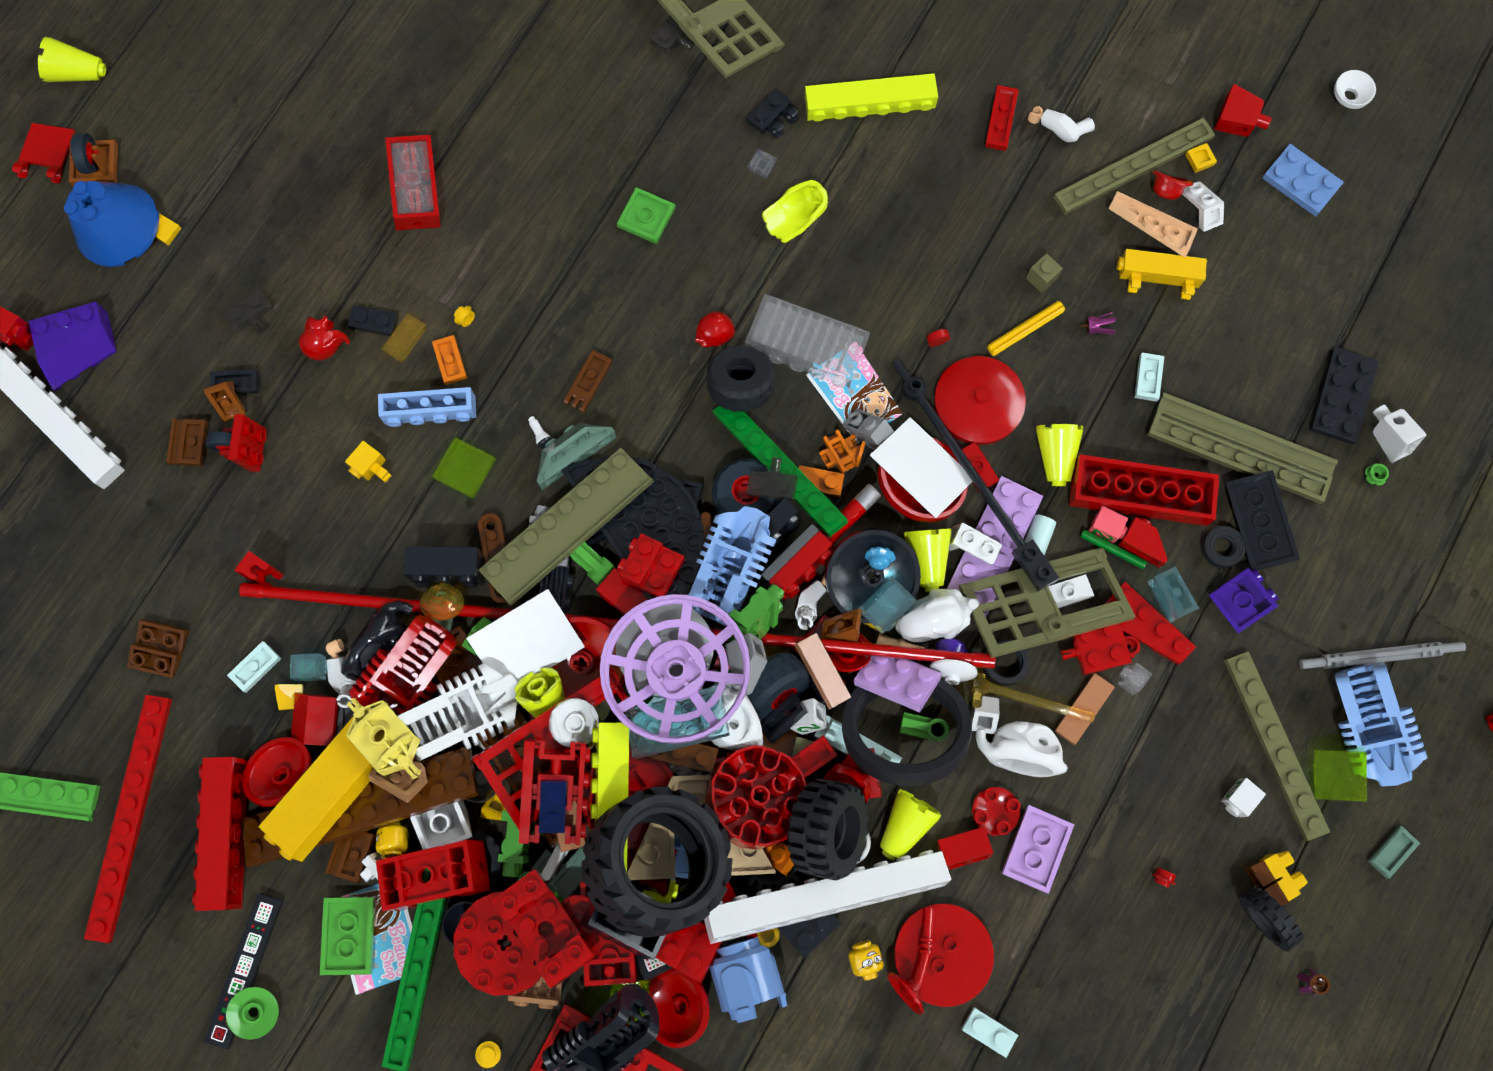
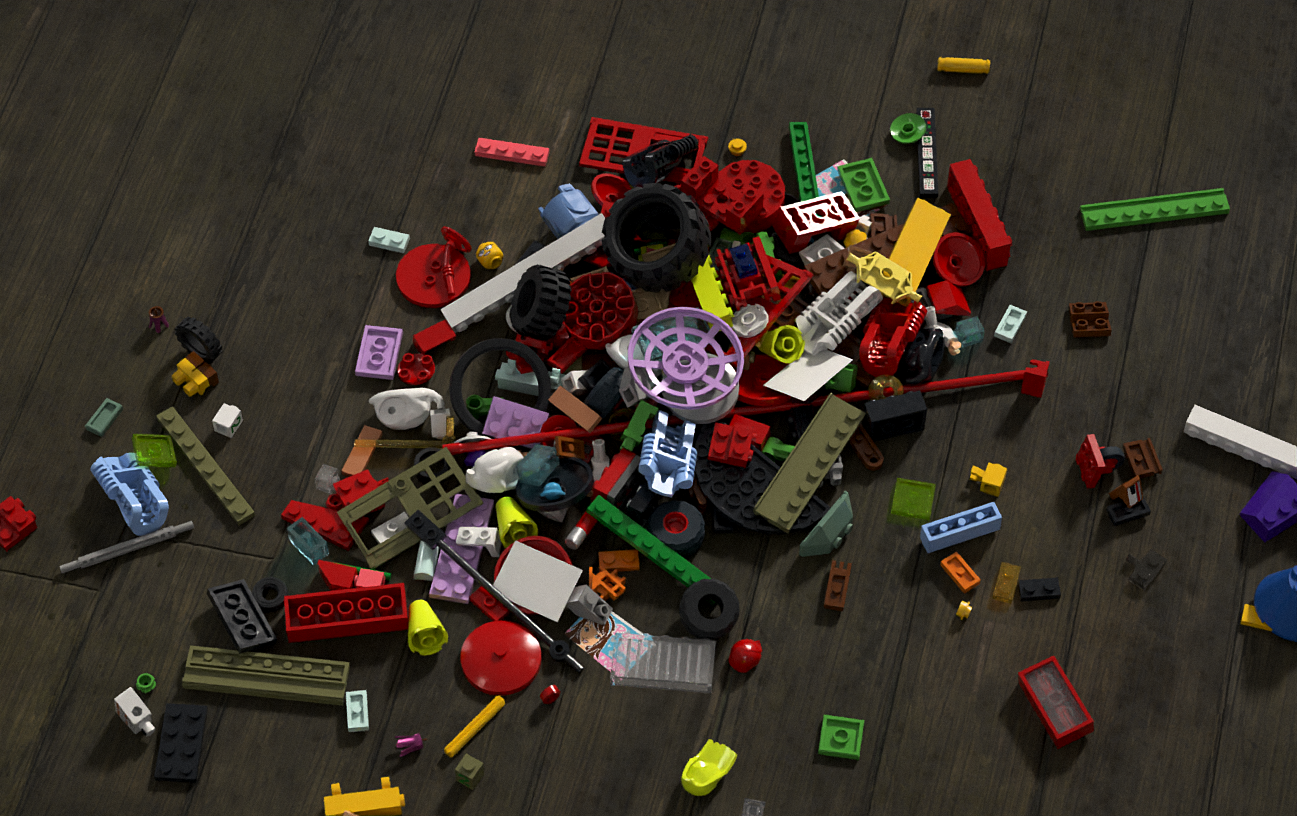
camera: 165 degrees right, 20 degrees down
(128, 819) = (1054, 217): red plate -> none
(285, 695) = (978, 311): yellow slope -> none
(319, 339) = (1070, 556): red hair -> none
(541, 436) = (858, 534): white piece -> none
(772, 483) = (655, 525): clear smoke plate -> none
(907, 824) = (484, 330): neon yellow cone -> none
(1164, 877) = (279, 358): red plate -> none
(1244, 599) = (246, 556): dark purple plate -> none

